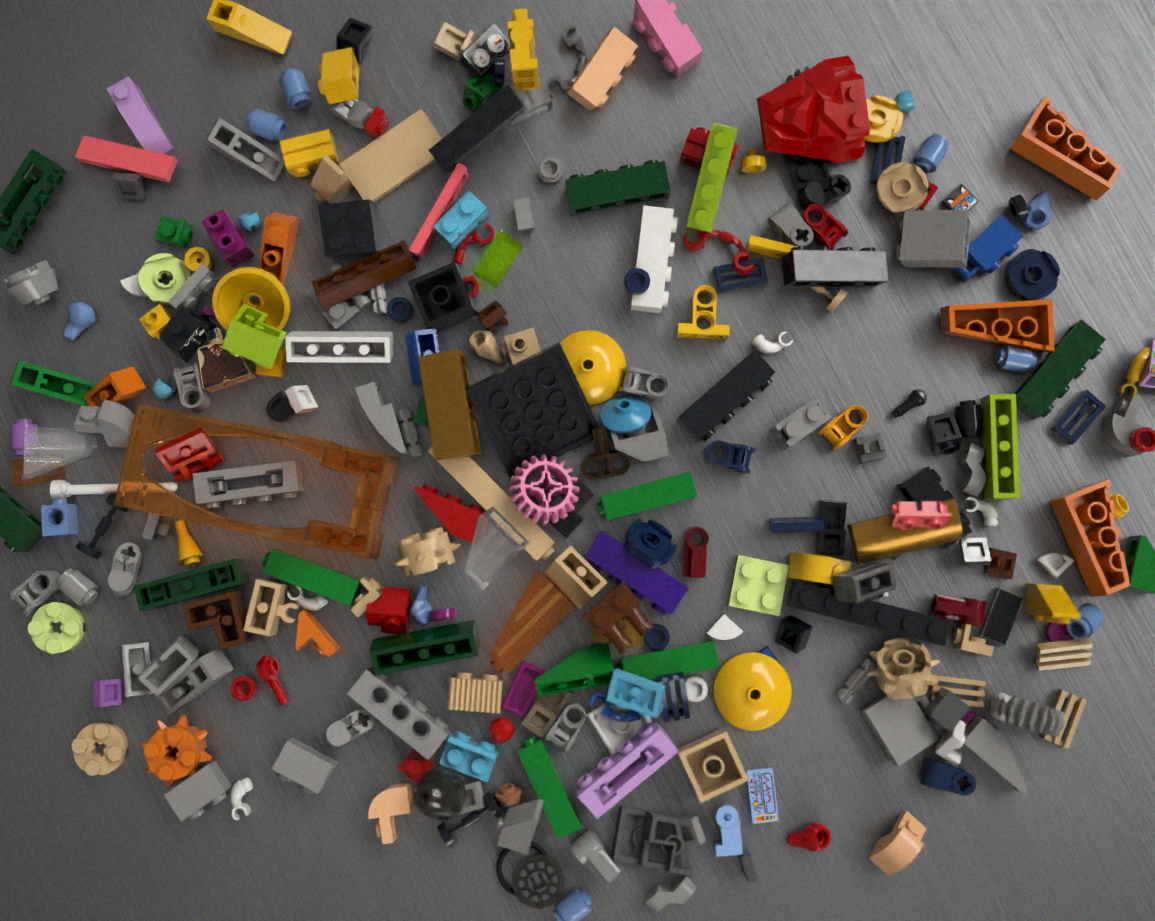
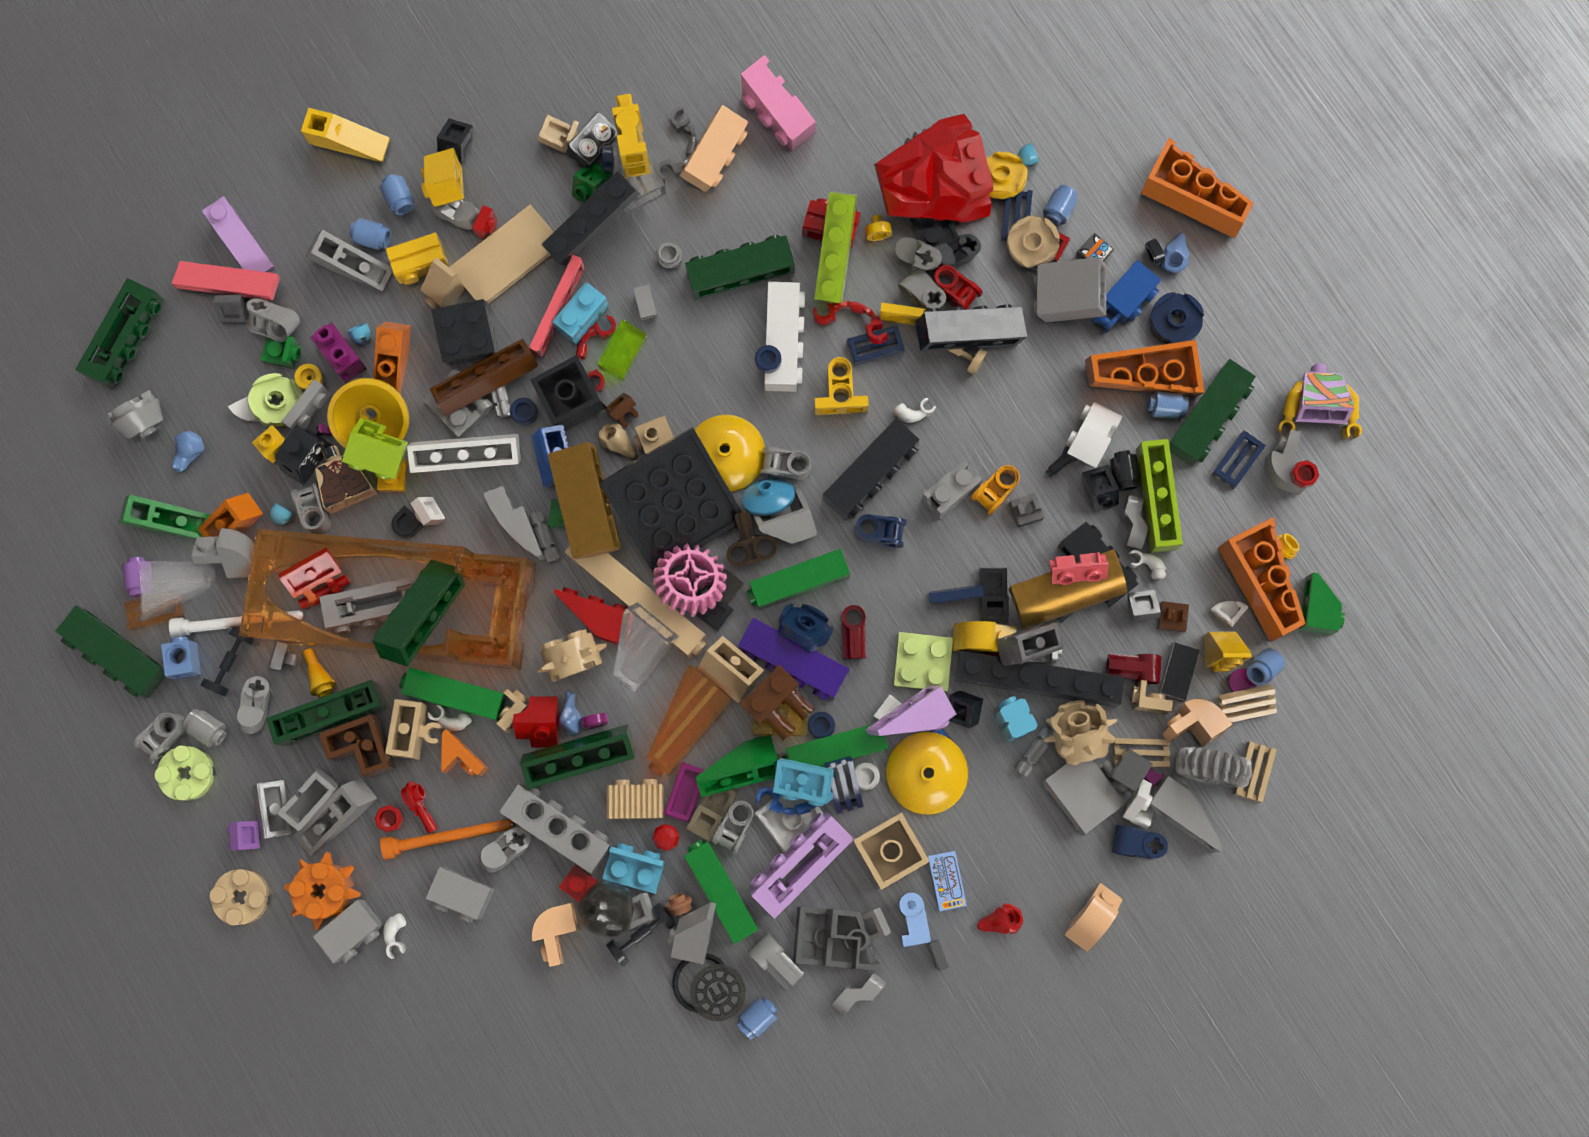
camera: 10 degrees left, 5 degrees down
(167, 201) = (272, 320): none -> light grey piece
(244, 715) = (393, 846): none -> orange piece
(283, 501) = (418, 613): none -> dark green brick
(752, 637) = (921, 712): none -> lavender slope
(800, 195) = (929, 258): none -> light grey piece
(842, 651) = (1015, 718): none -> medium azure brick
(942, 382) = (1093, 434): none -> white brick
(1019, 665) = (1201, 718): none -> light nougat brick

